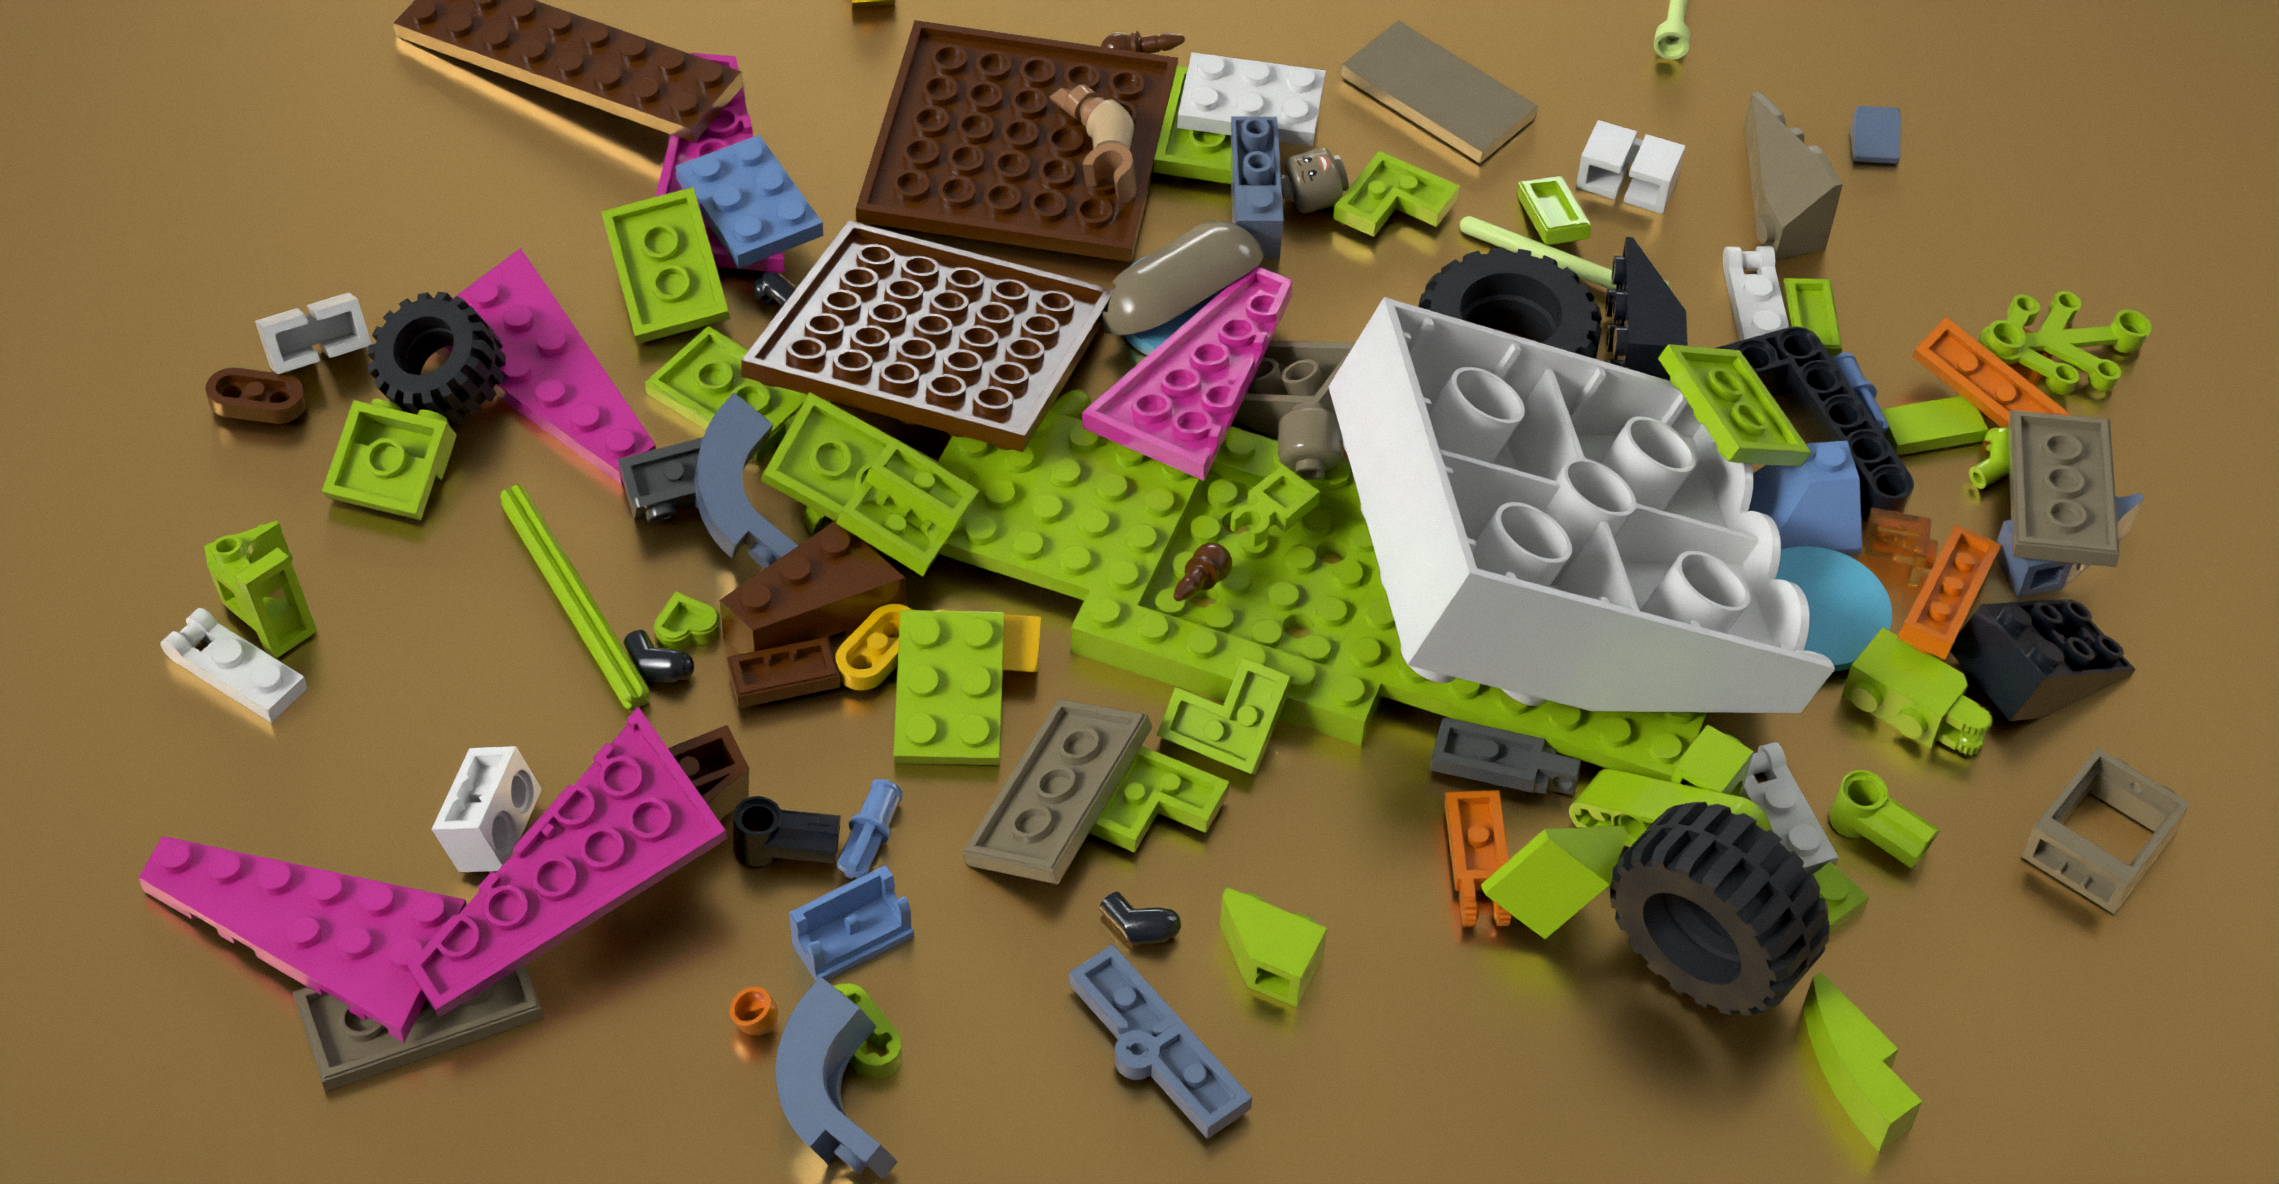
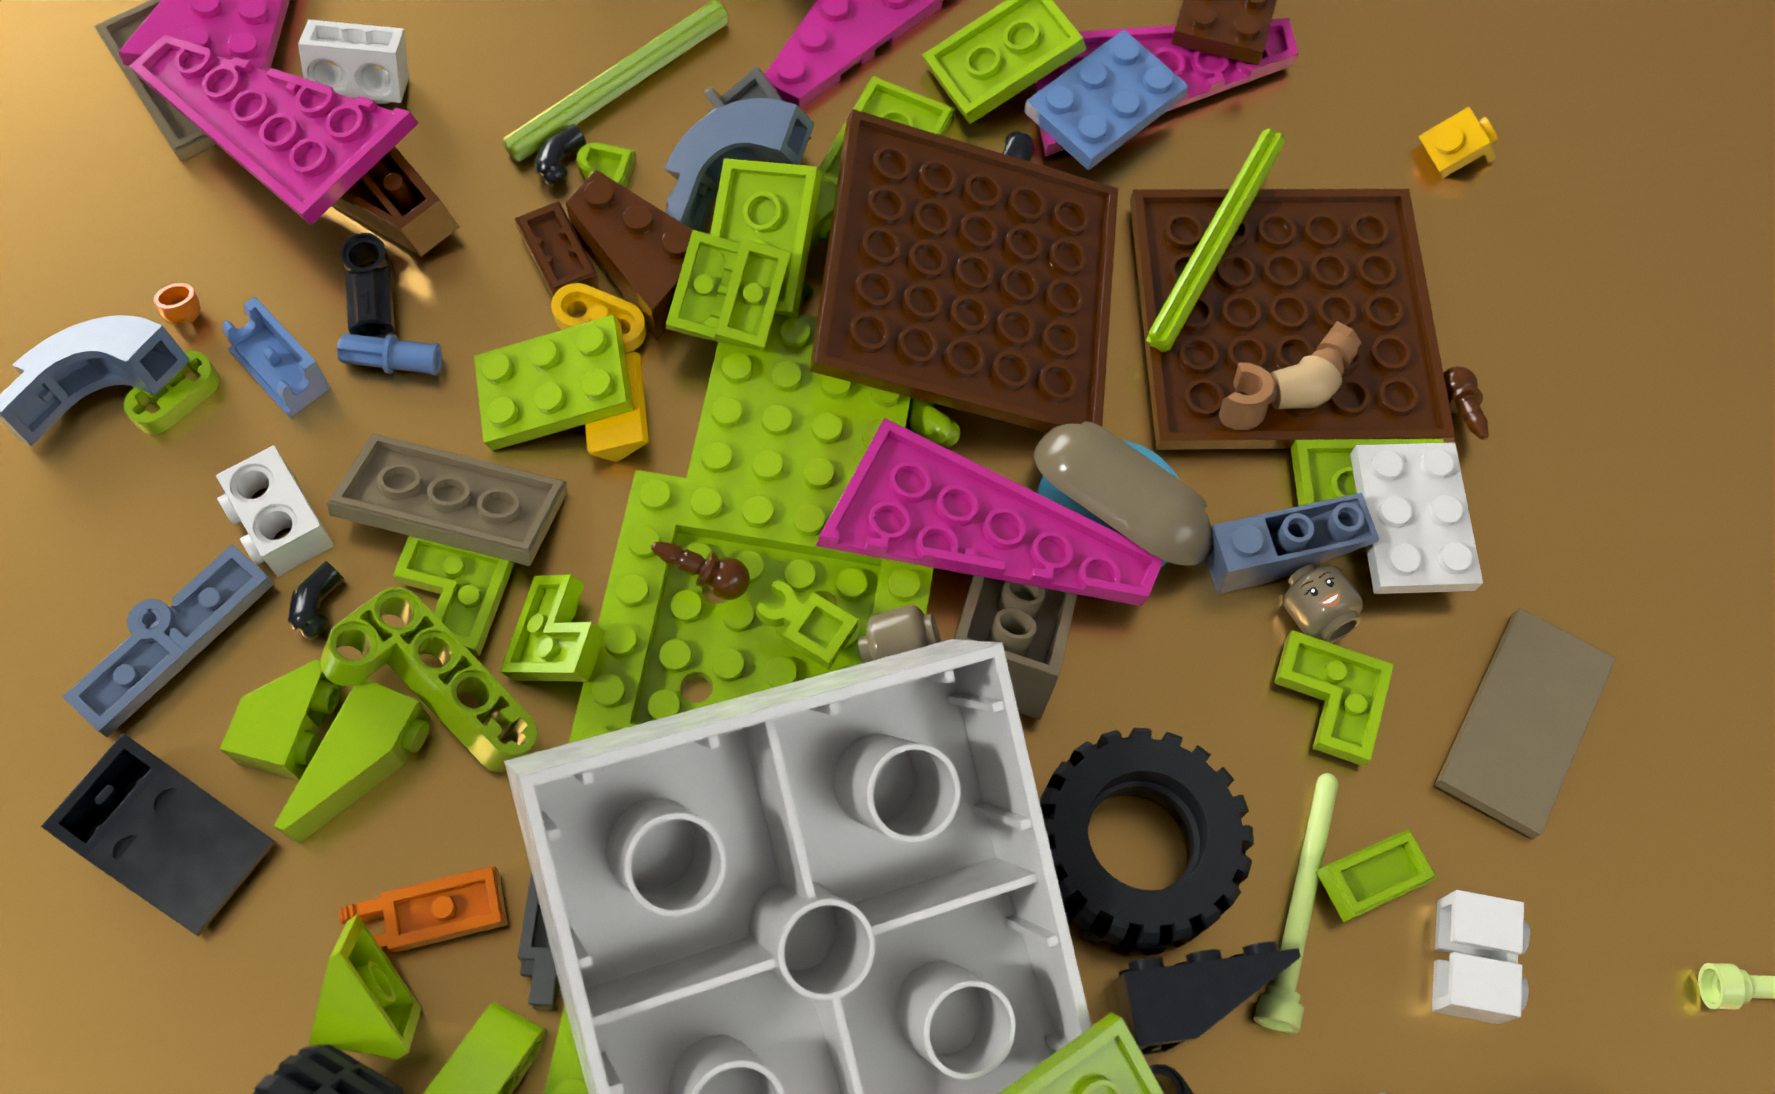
camera: 75 degrees right, 15 degrees up
(936, 157) = (1215, 241): none -> lime axle
(1032, 926) = (277, 509): none -> white brick
(1230, 808) = (434, 686): none -> lime beam
(1307, 877) = (359, 751): none -> lime slope
(1365, 1052) = (158, 834): none -> black slope

